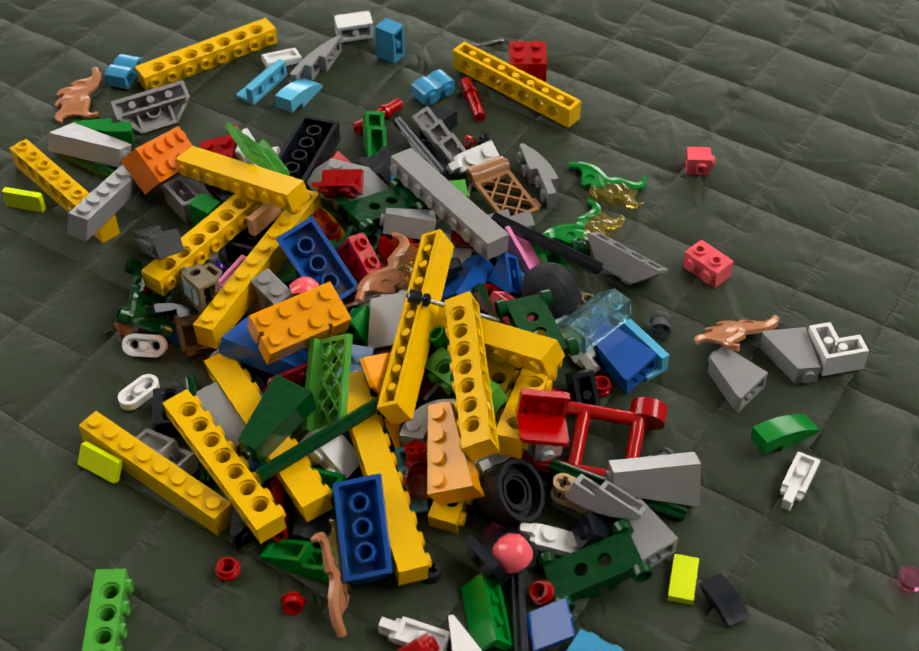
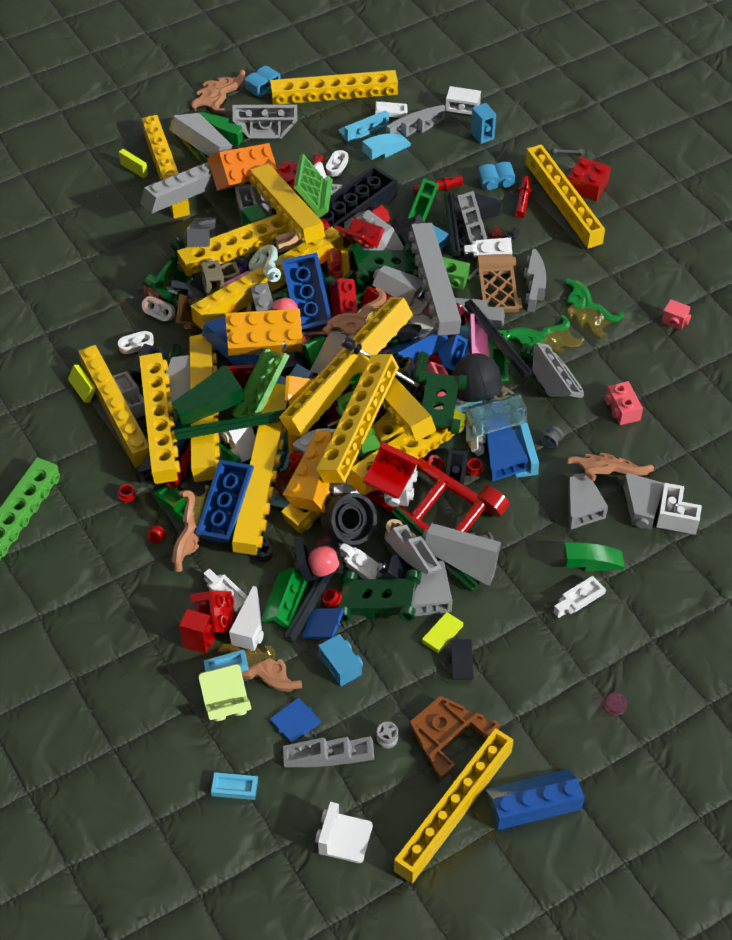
camera: 25 degrees right, 5 degrees up
(257, 126) = (337, 163): none -> white plate
(268, 255) = (260, 258): none -> light aqua plant

